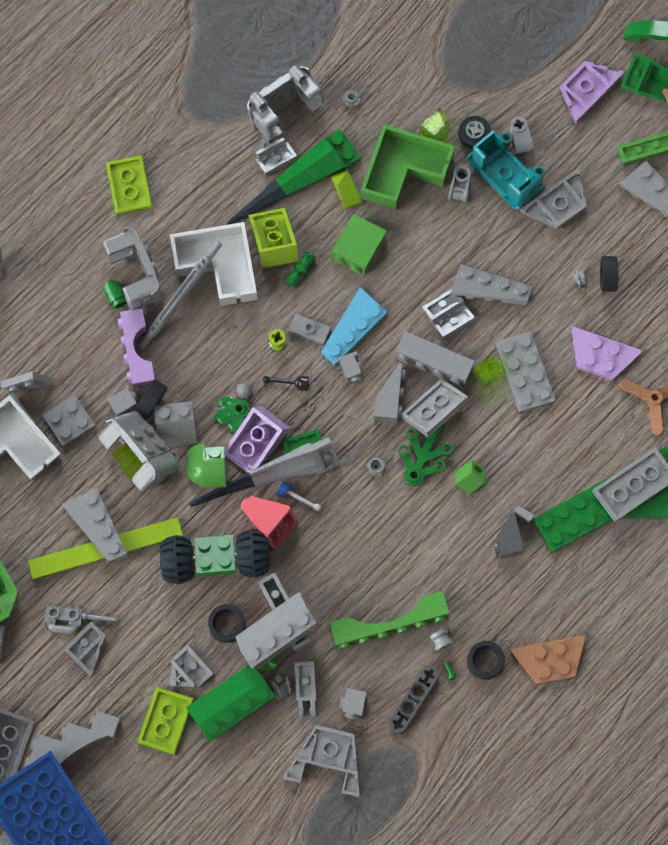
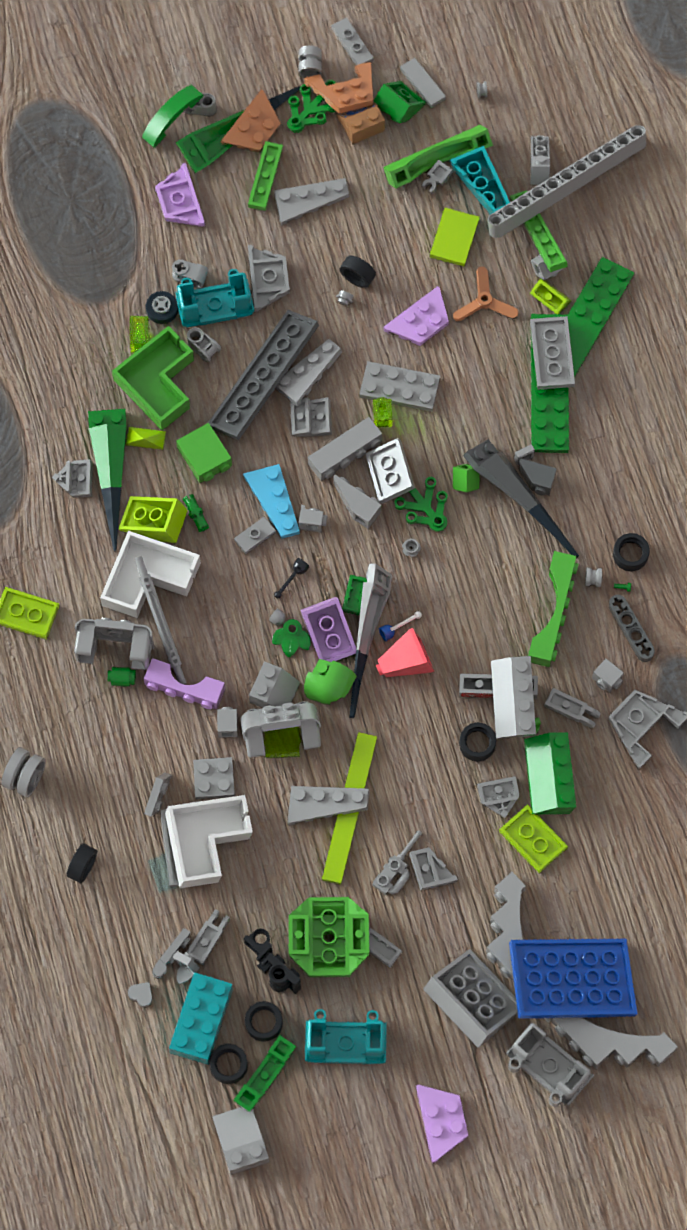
camera: 60 degrees left, 5 degrees down
(151, 398) = (240, 694): black tyre -> none
(214, 556) = (430, 688): black plate -> none
(277, 346) = (249, 570): lime bush -> none
(280, 93) = (31, 418): light grey container -> none
(280, 686) = (558, 725): light grey arm -> none
(351, 103) = (66, 392): light grey plate -> none
(462, 251) = (263, 374): none -> dark grey plate
(492, 501) = (498, 470): none -> dark grey plate
(551, 659) = (660, 502): nougat wing -> none

